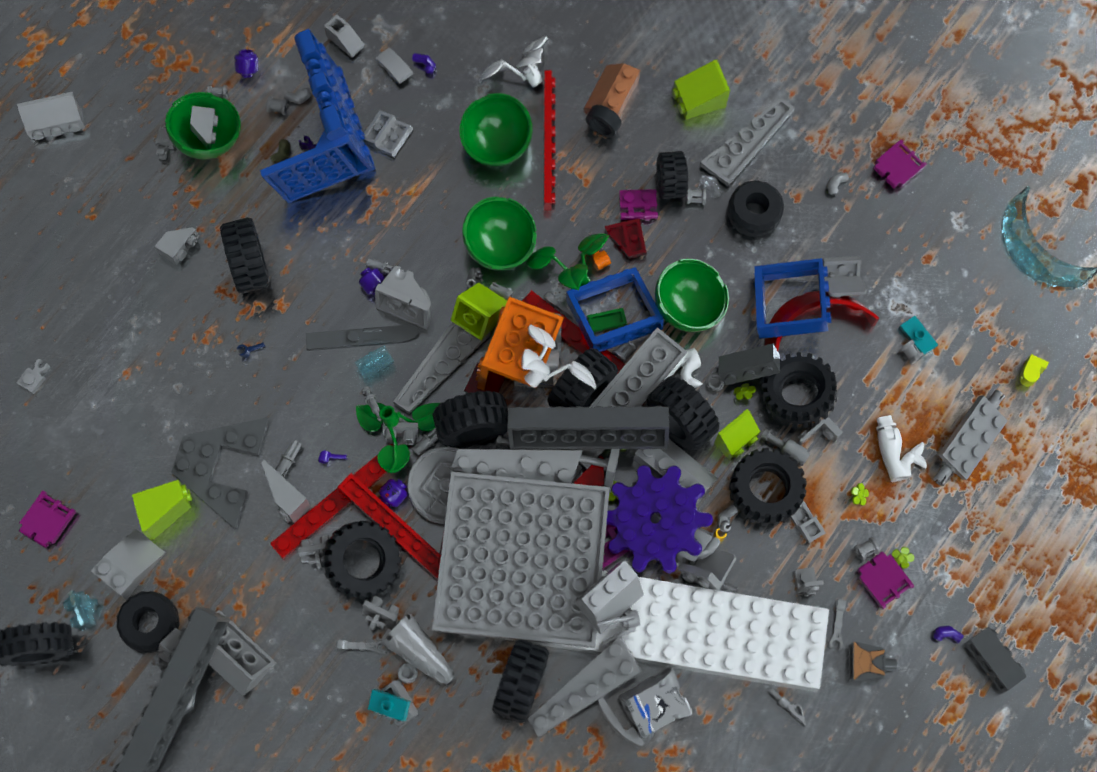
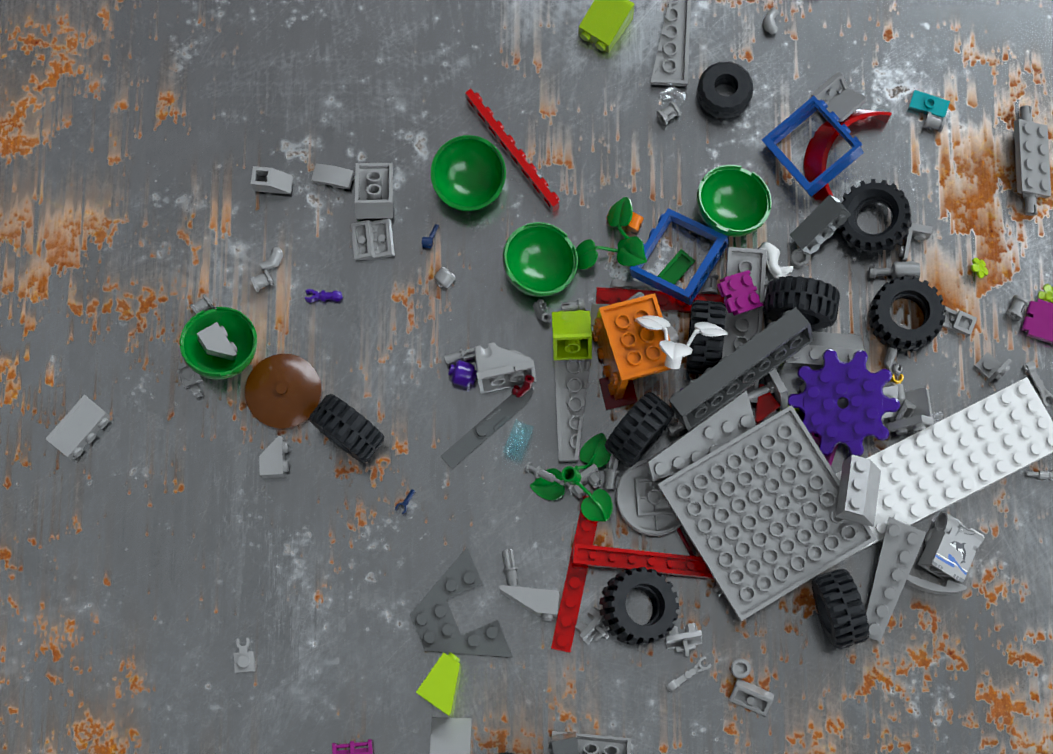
camera: 30 degrees left, 5 degrees up
(224, 196) = (283, 391): none -> reddish brown dish
(246, 63) = (207, 263): dark purple head -> none
(283, 151) = (299, 317): olive arm -> none
(325, 456) = (538, 545): dark purple hand -> none
(341, 147) = (361, 280): blue bracket -> none
(389, 705) = (747, 704): teal plate -> none
(393, 492) = (617, 534): dark purple head -> none
(413, 326) = (526, 386): none -> dark red arm
(416, 97) = (373, 190): none -> light grey slope
(417, 649) = (733, 643): light grey cone -> none
(418, 200) = (444, 277): none -> light grey piece
(426, 60) = (356, 152): dark purple arm -> none
(427, 165) = (427, 242): none -> dark blue hand
(531, 72) = (453, 92): white plant -> none
(603, 121) = (546, 102): black tyre -> none
(614, 87) = (532, 71): nougat slope -> none
(628, 237) = (641, 186): dark red wing -> none
(628, 619) = (885, 499): light grey plant -> none
(635, 200) = (624, 148): magenta plate -> none
(636, 368) = (740, 293): none -> magenta plate
(672, 174) = (639, 109): black tyre -> none
(705, 562) = (906, 410): none -> light grey slope
(737, 435) = (852, 289): lime slope -> none
(744, 392) = (829, 248): lime plant -> none
(890, 447) = (976, 213): white piece -> none
(1031, 370) = (1035, 70): neon yellow leg -> none

